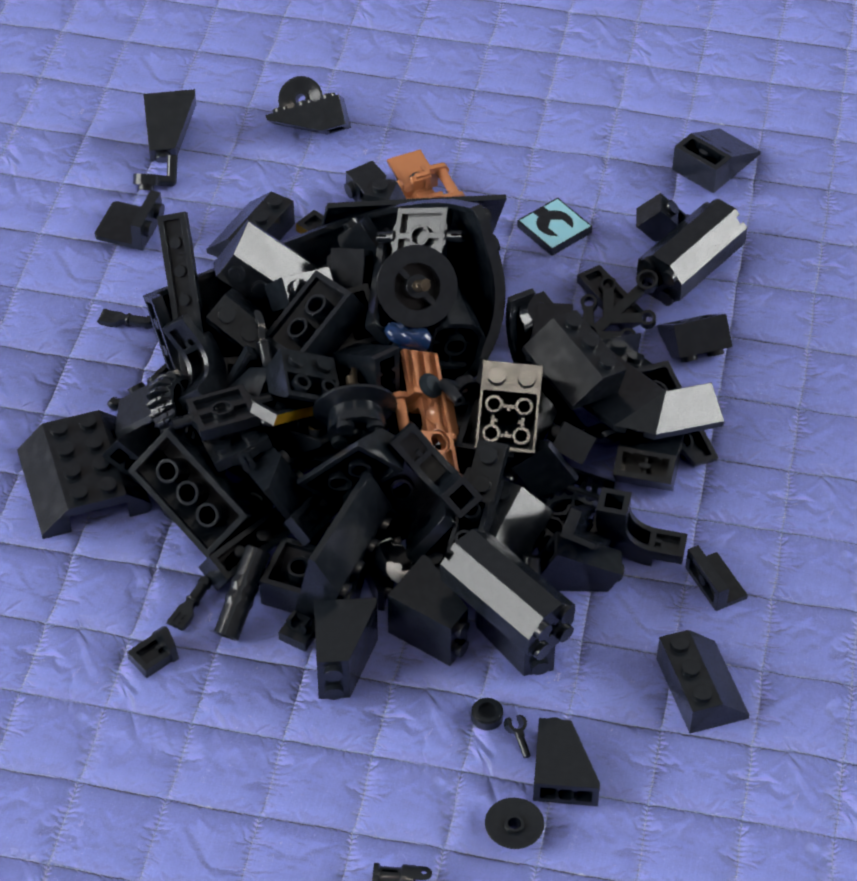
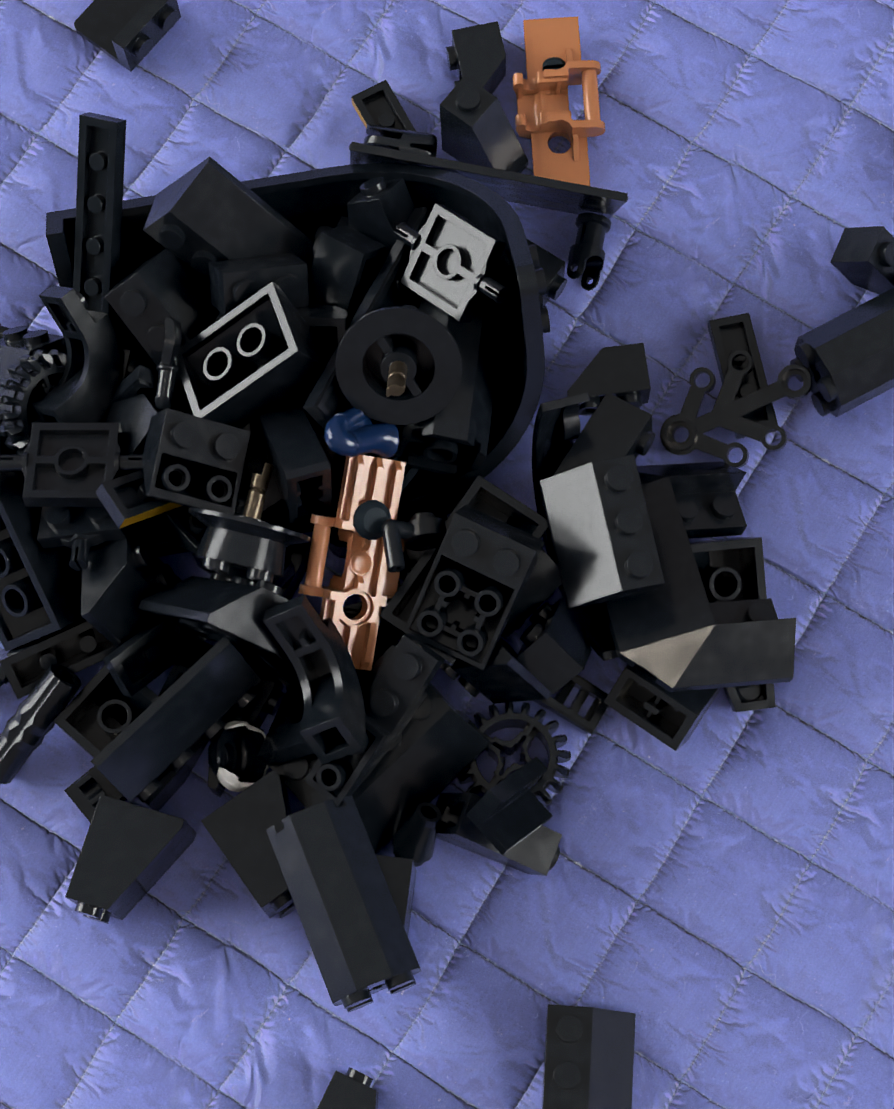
camera: 25 degrees right, 25 degrees up
(115, 319) = (52, 181): black piece -> none
(269, 212) = (290, 89): black slope -> none
(487, 714) = (284, 1017): black tile -> none
(519, 733) = (310, 1063): black hand -> none
(554, 226) = (718, 214): tile -> none
(631, 536) = (582, 806): black arch -> none
(696, 336) = (833, 485): black slope -> none
(714, 578) = (681, 913): black panel -> none

